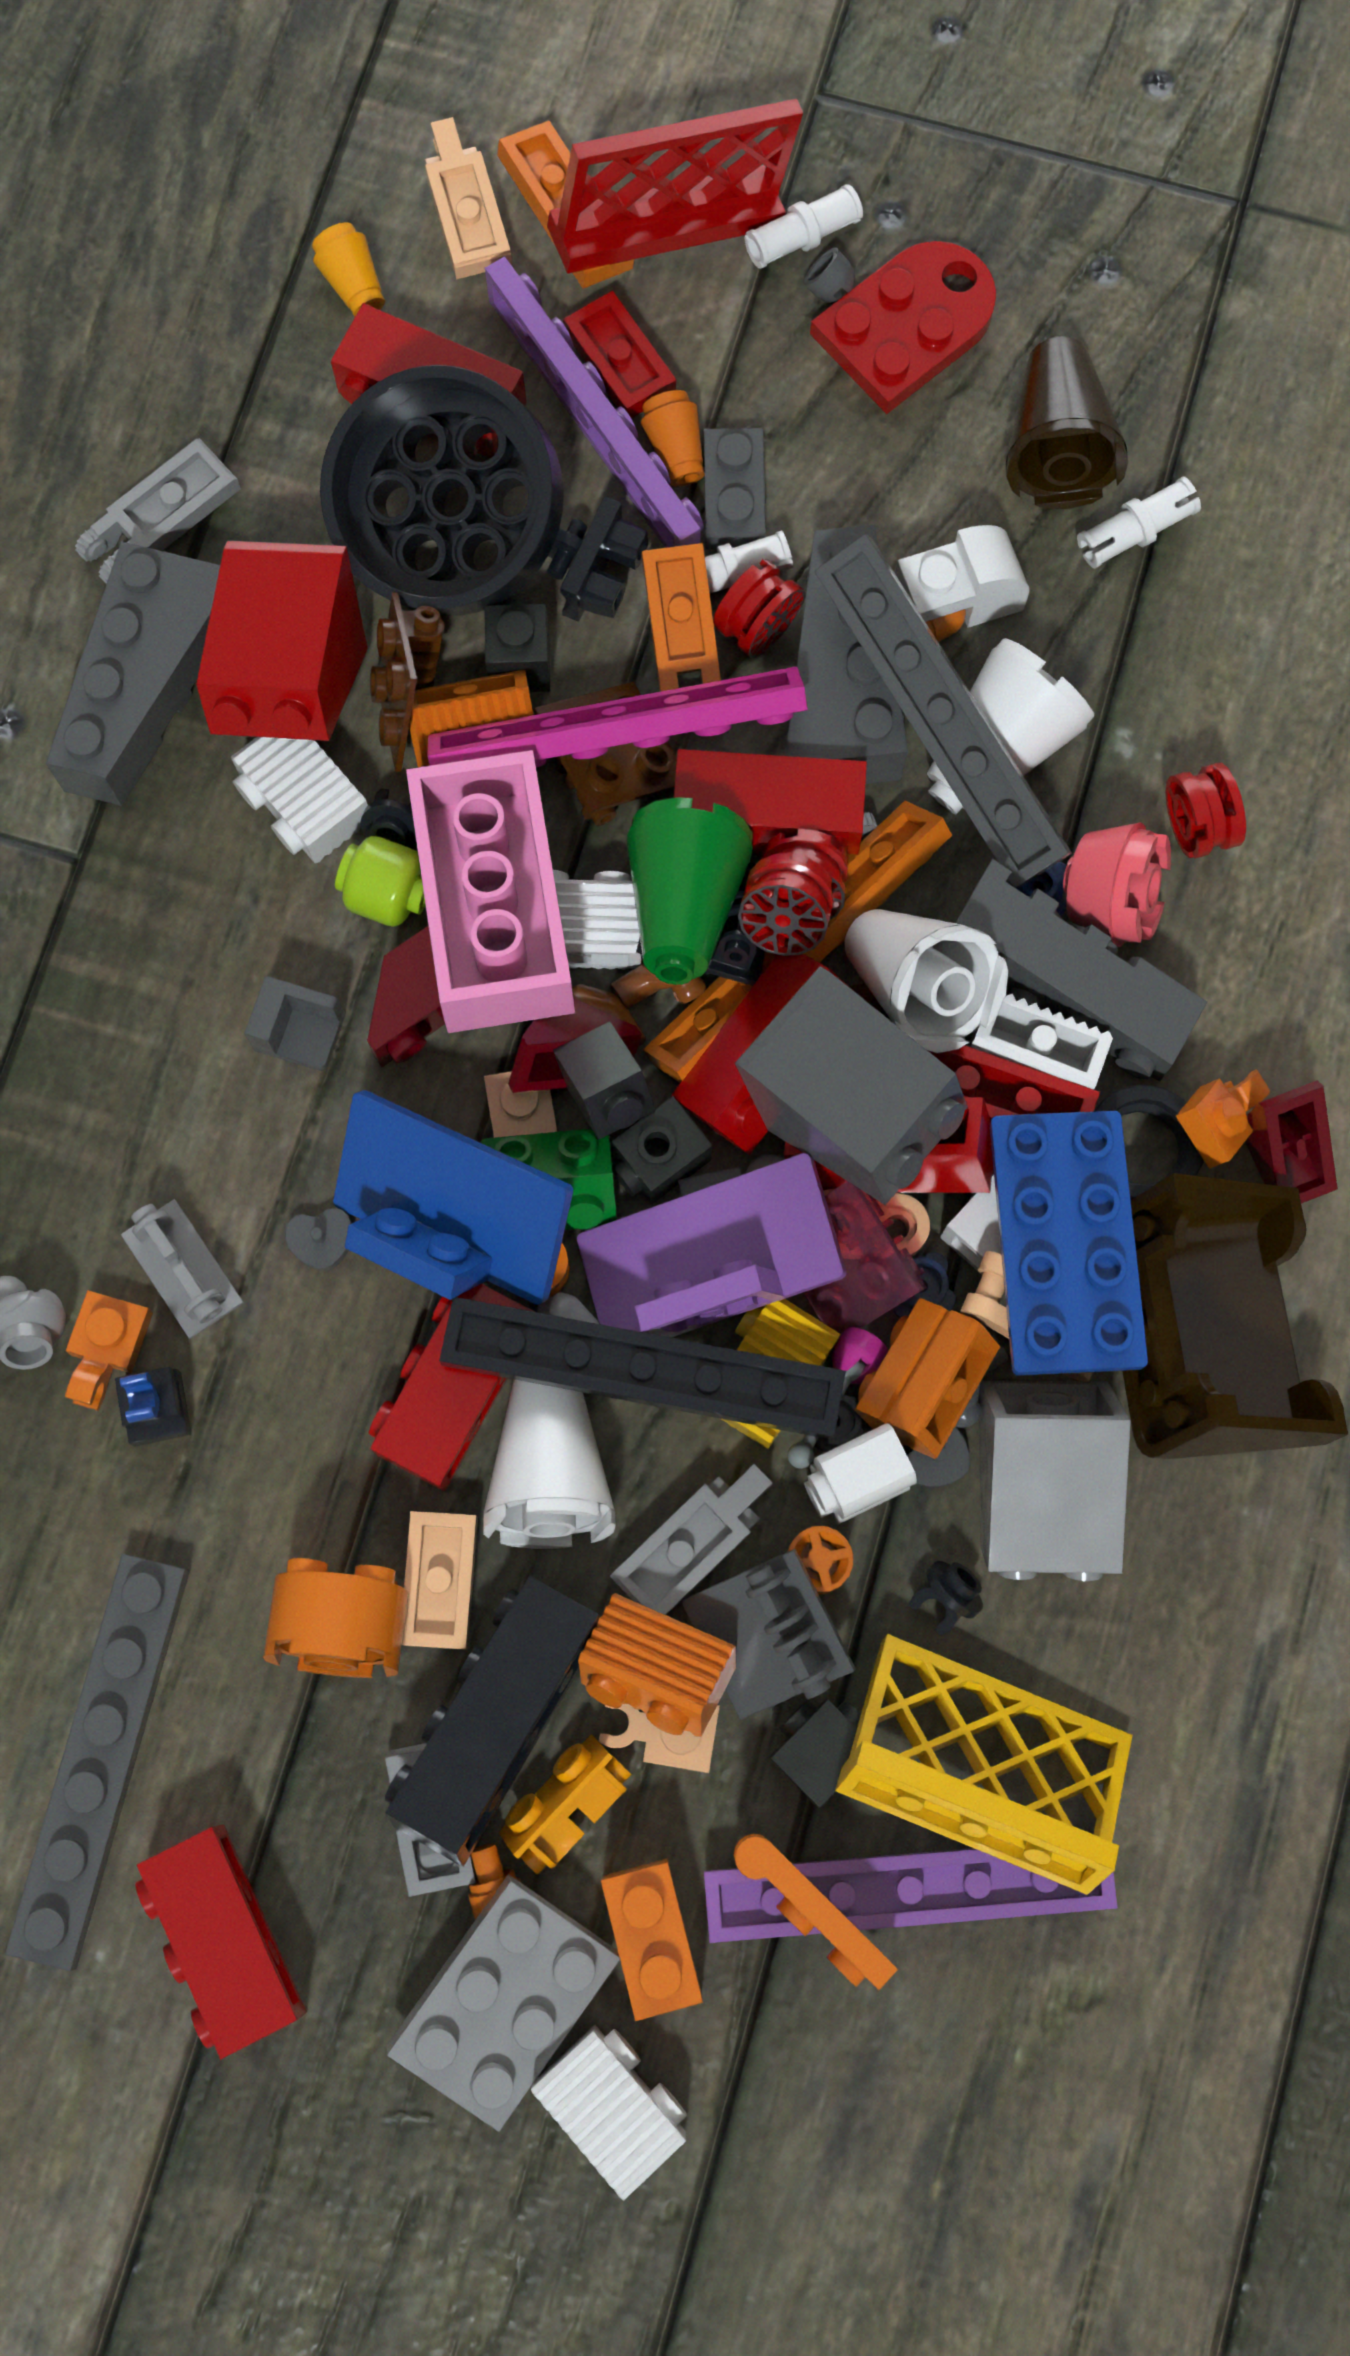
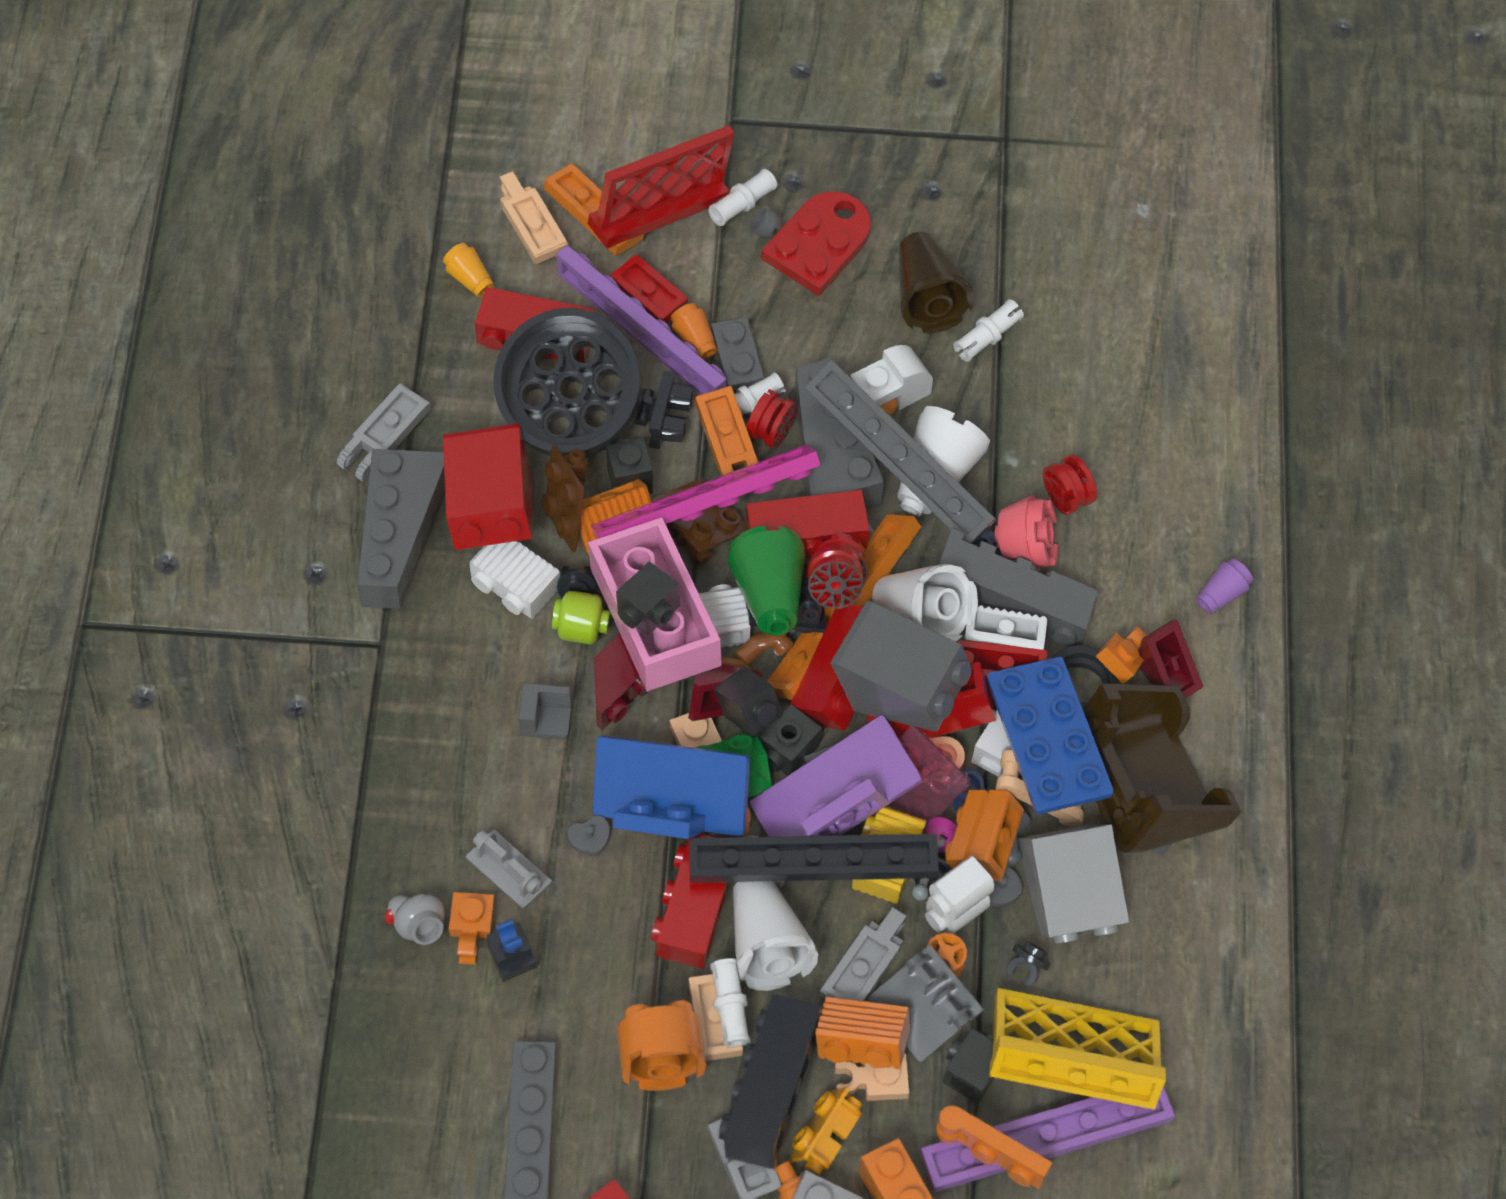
camera: 15 degrees left, 15 degrees down
(459, 1575) = (730, 1003): none -> white pin
(467, 894) = (648, 599): none -> pearl dark grey brick

